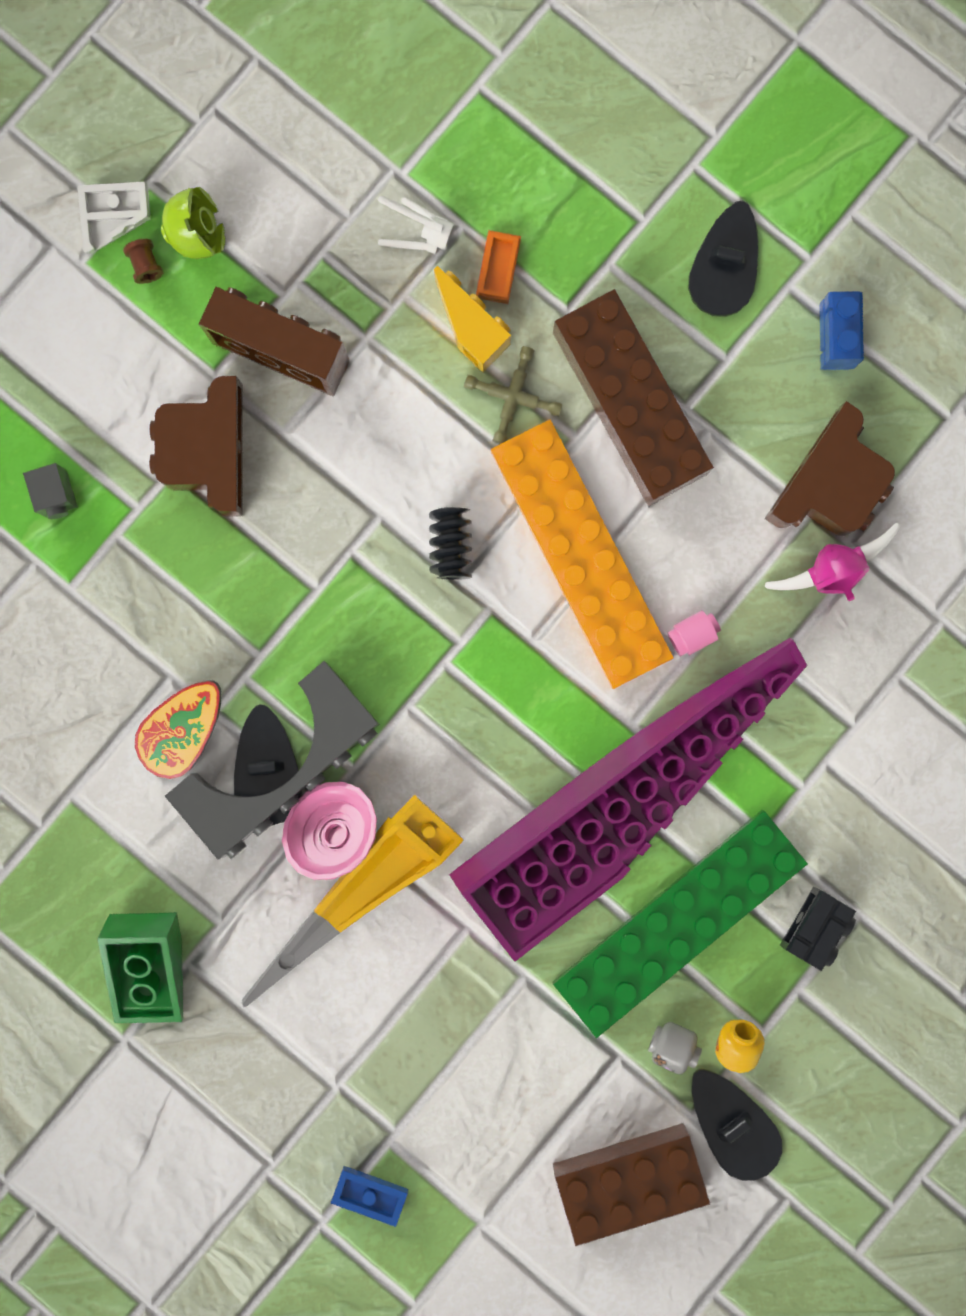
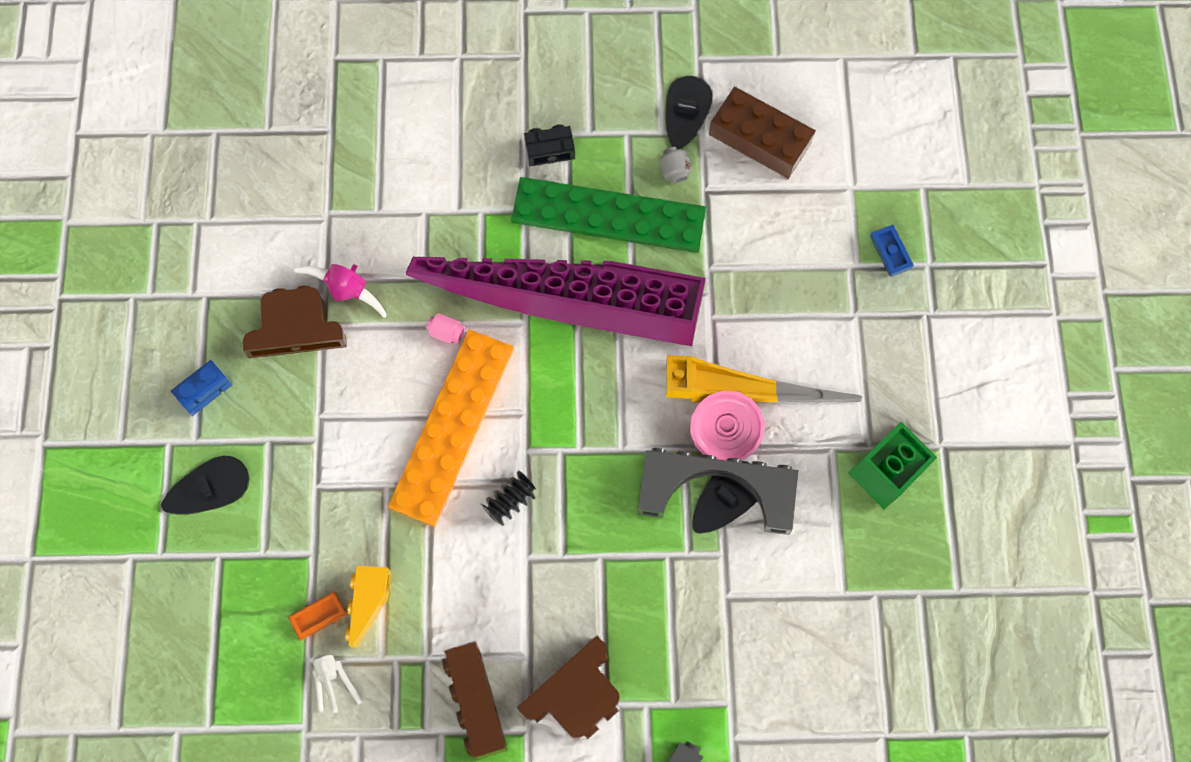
camera: 135 degrees left, 15 degrees down
(179, 730) = (750, 559): shield -> none
(513, 395) = (390, 541): olive piece -> none
(631, 397) = (337, 470): reddish brown brick -> none
(739, 1046) = (644, 135): yellow head -> none

